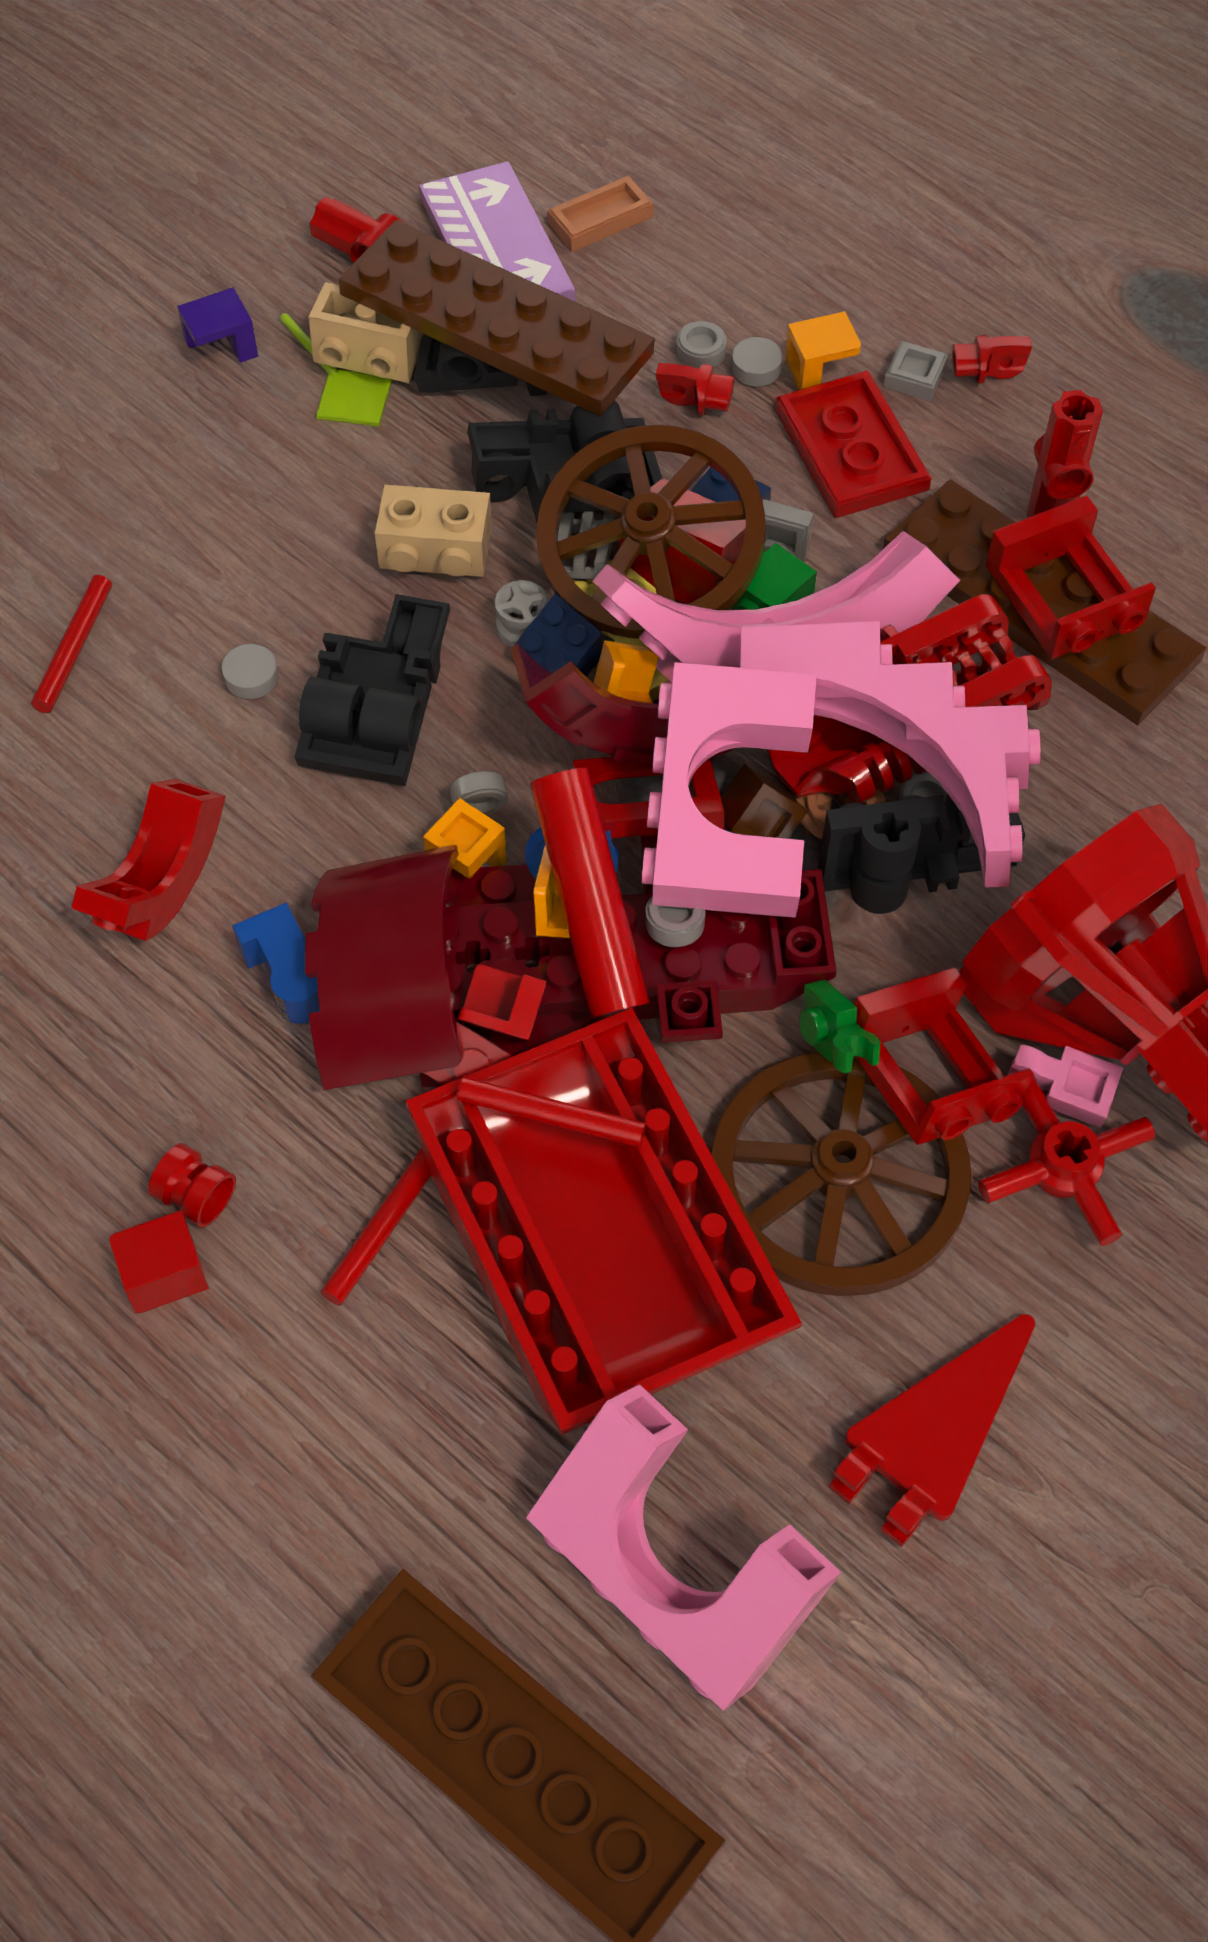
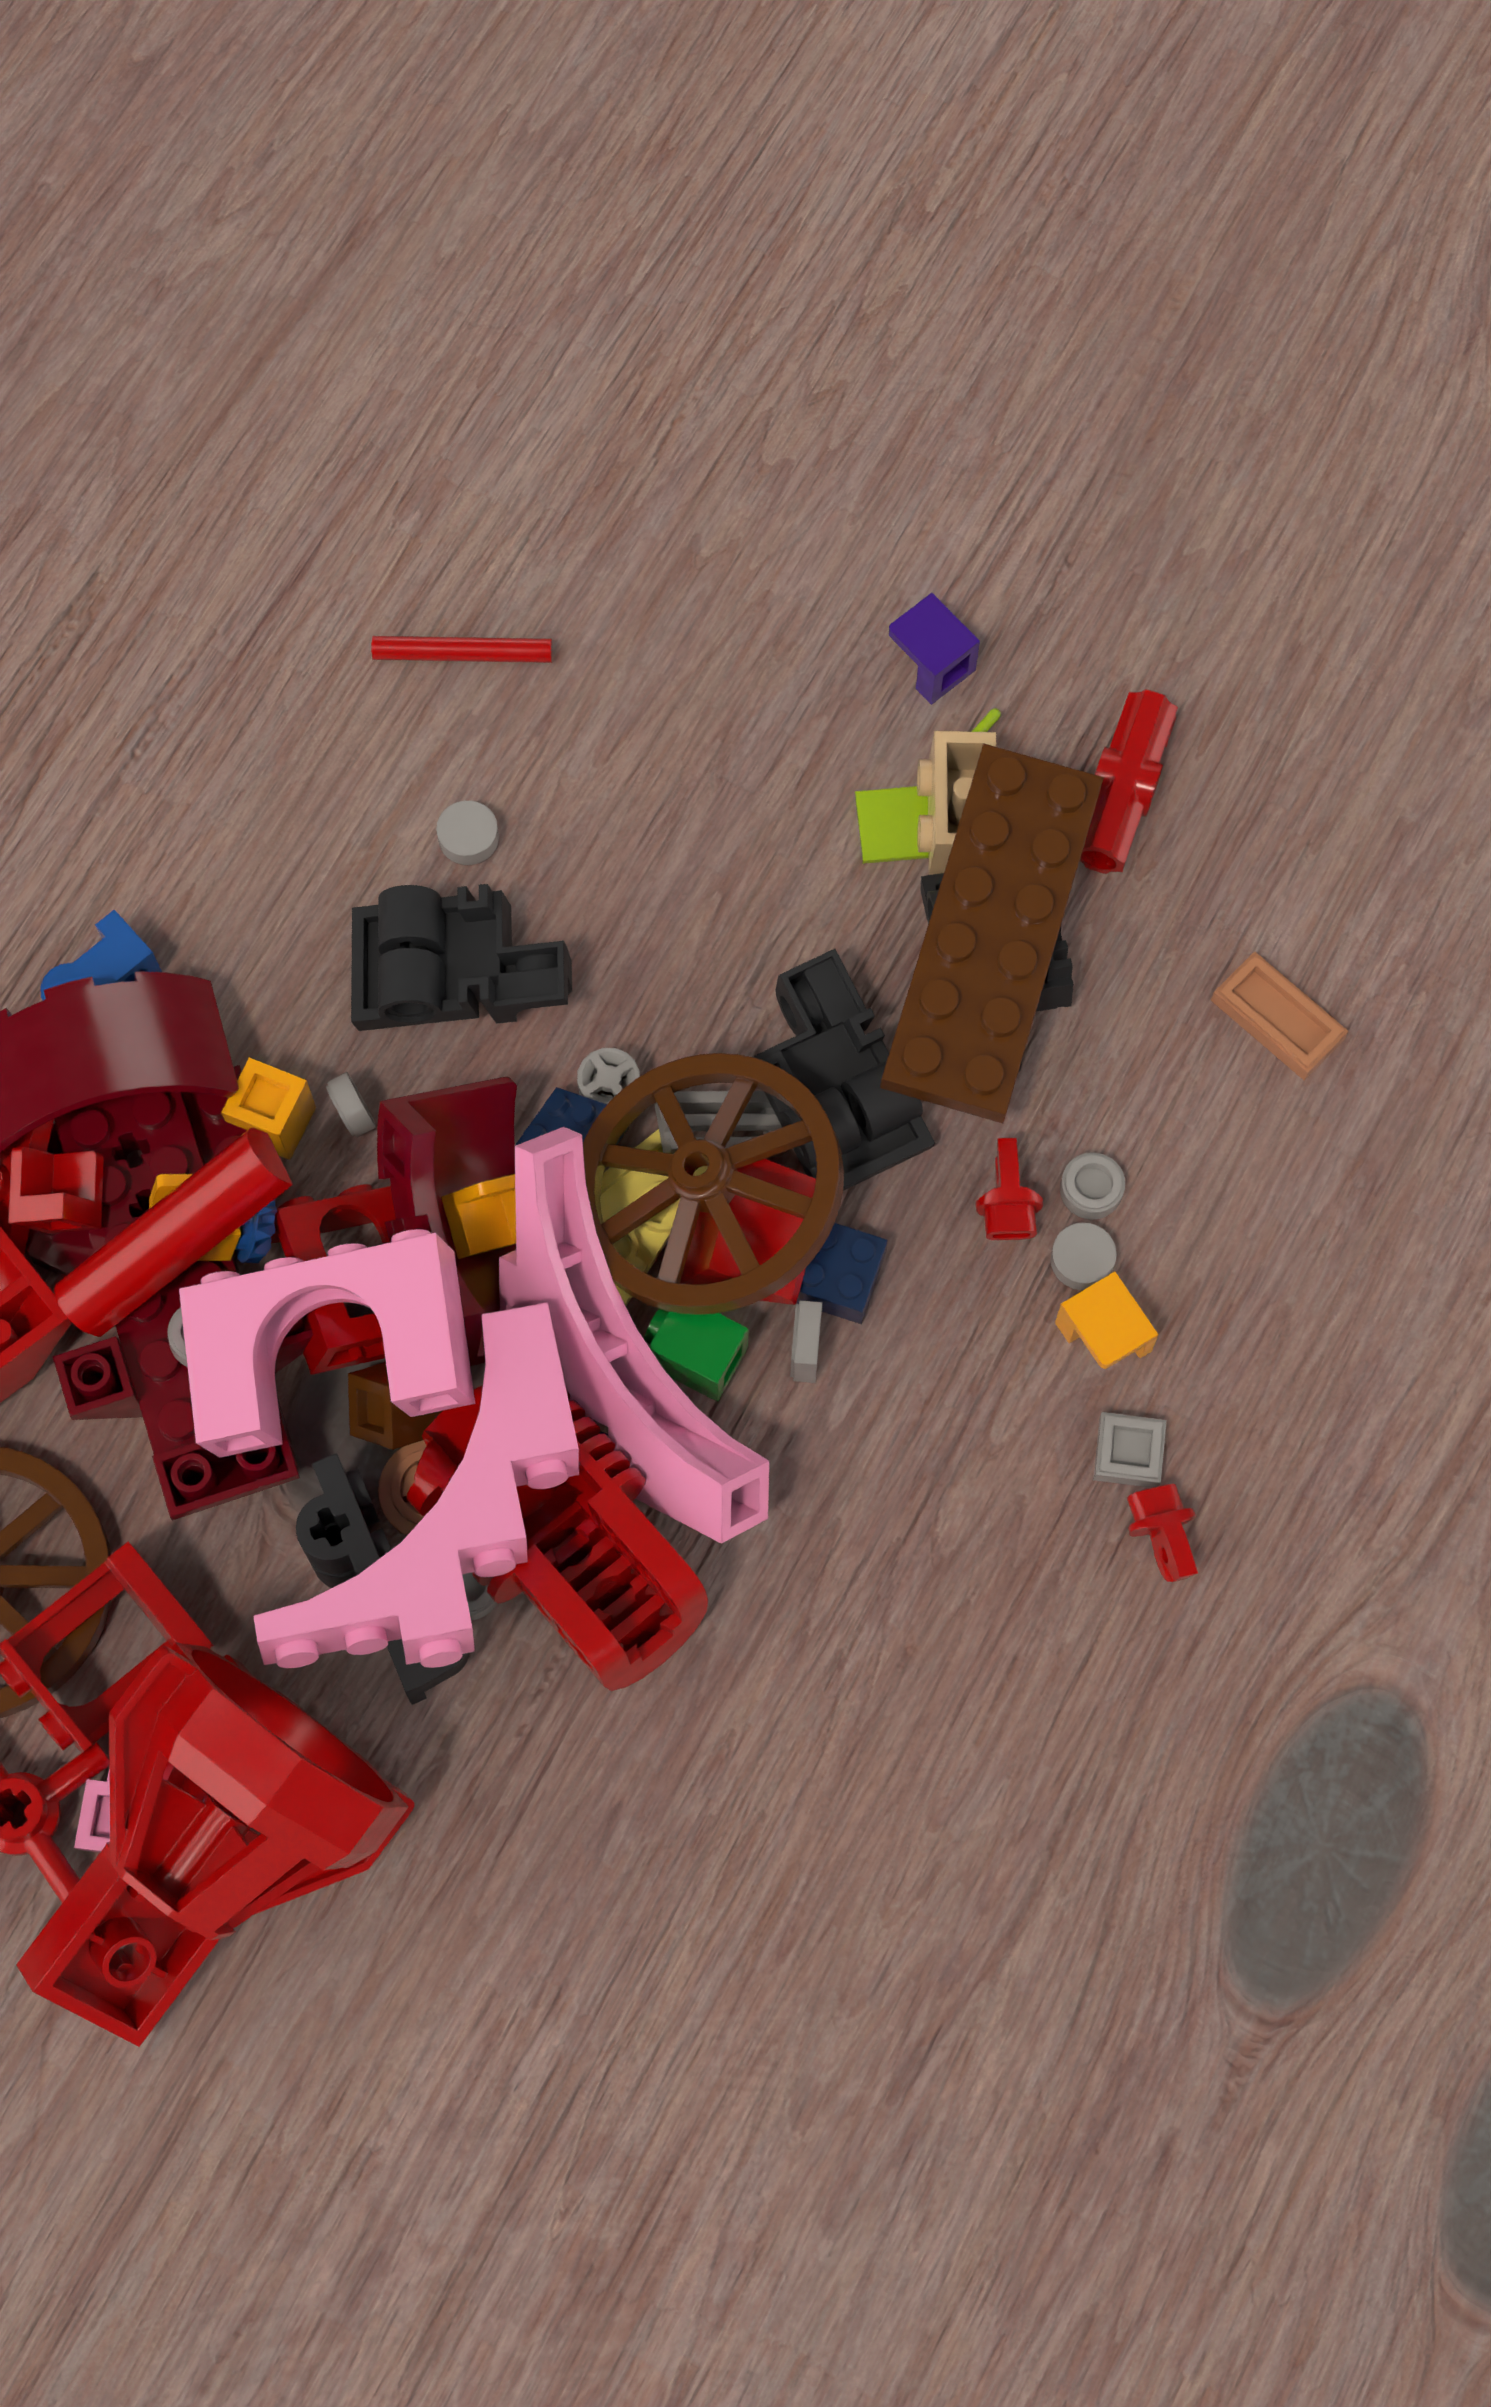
camera: 75 degrees right, 10 degrees up
(161, 864) = (167, 822): red arch -> none
(424, 531) = (688, 958): tan brick -> none
(495, 221) = (1186, 909): lavender tile -> none
(832, 1029) = (117, 1524): green plate -> none
(852, 444) = (985, 1396): red tile -> none
(1051, 535) = (717, 1683): red panel -> none
(1065, 452) = (950, 1636): red piece -> none
(1123, 670) = (797, 1670): reddish brown plate -> none

